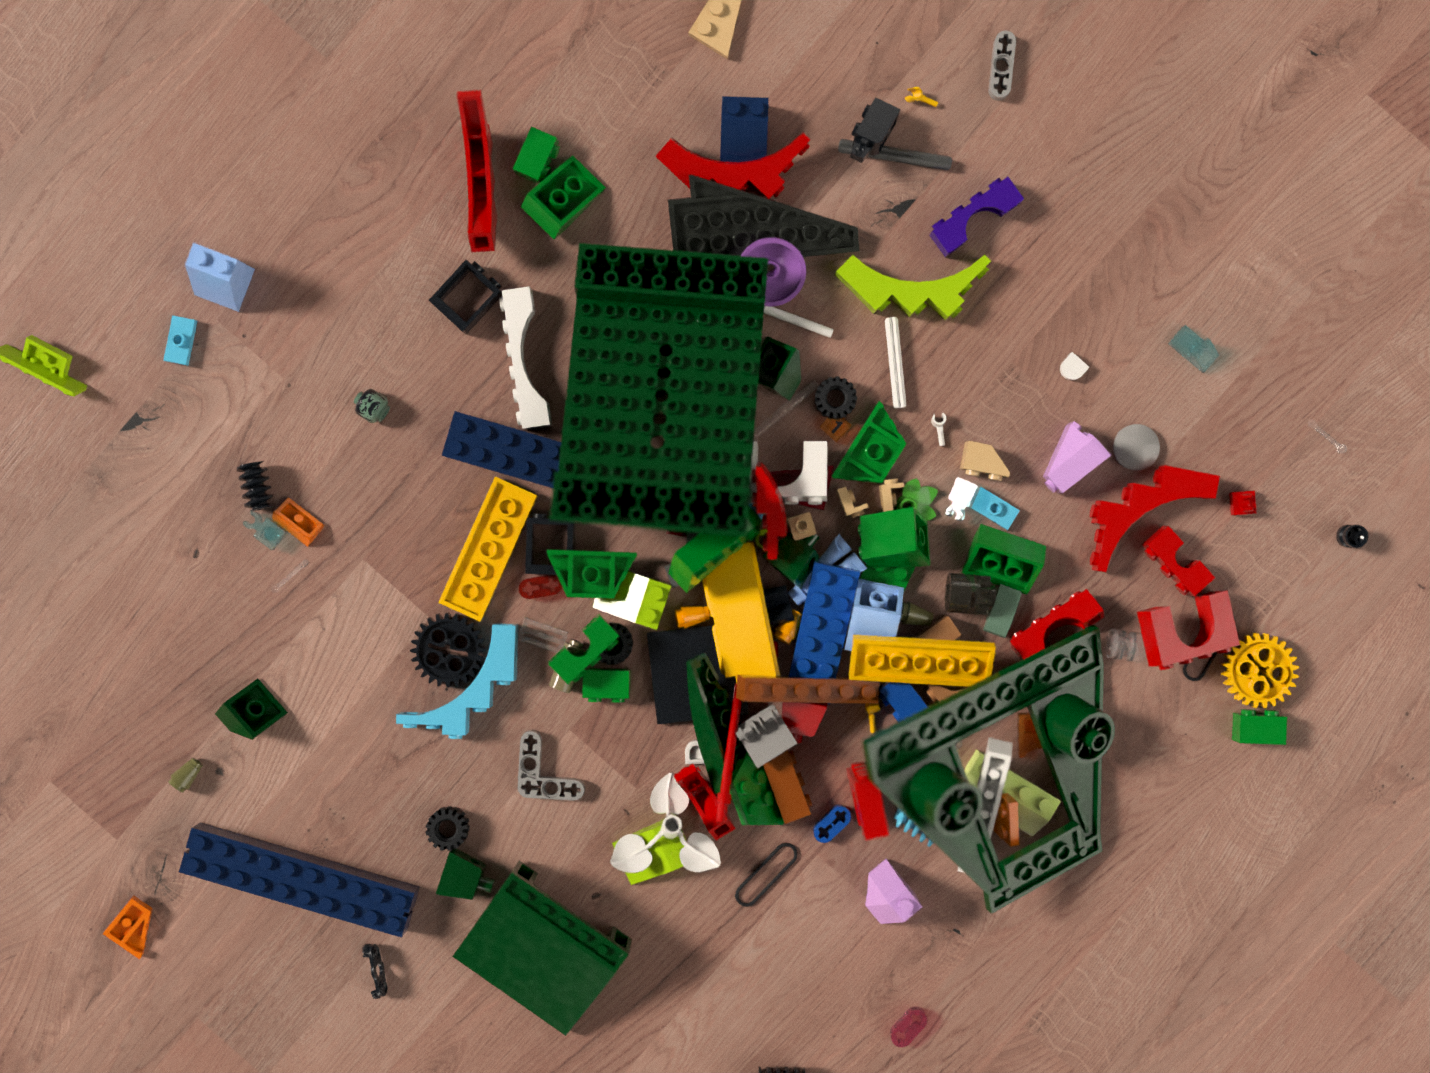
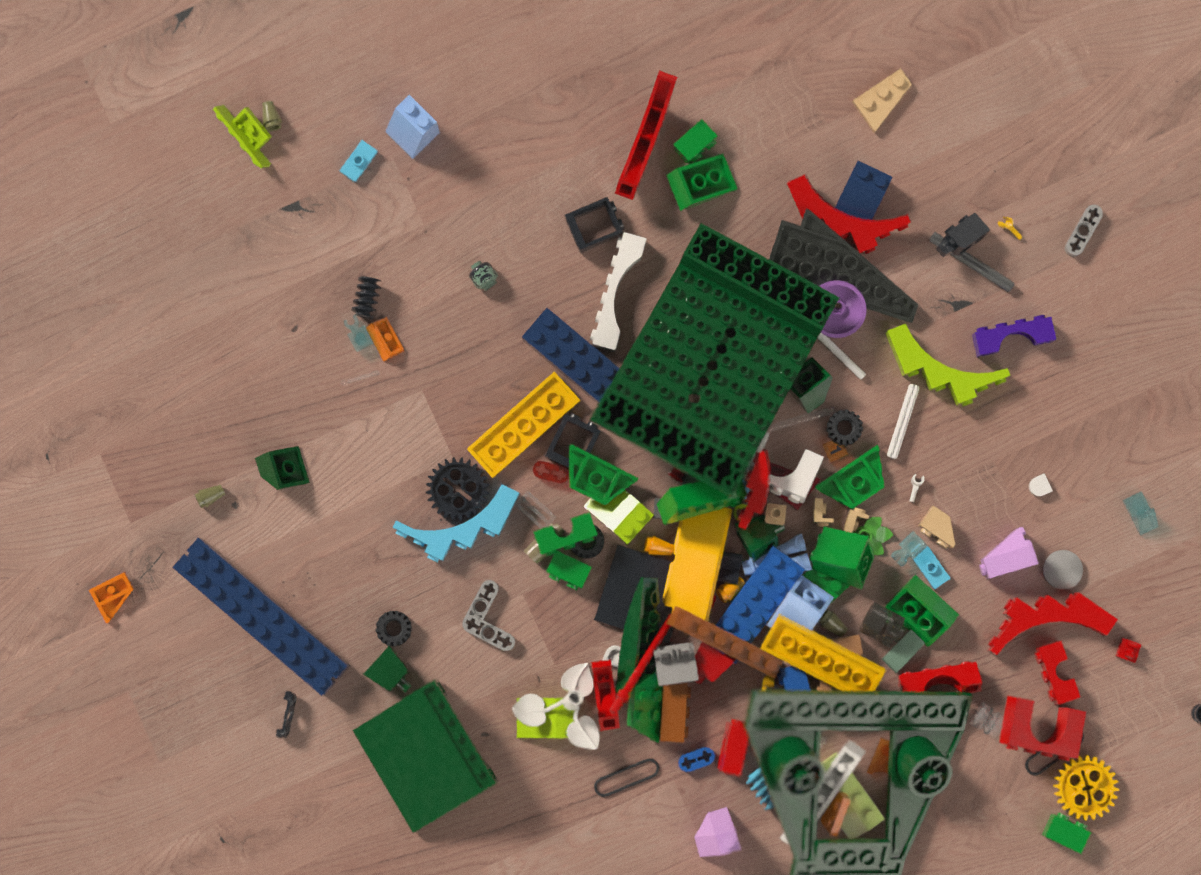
camera: 25 degrees right, 5 degrees down
(61, 334) = (271, 118): none -> olive cone

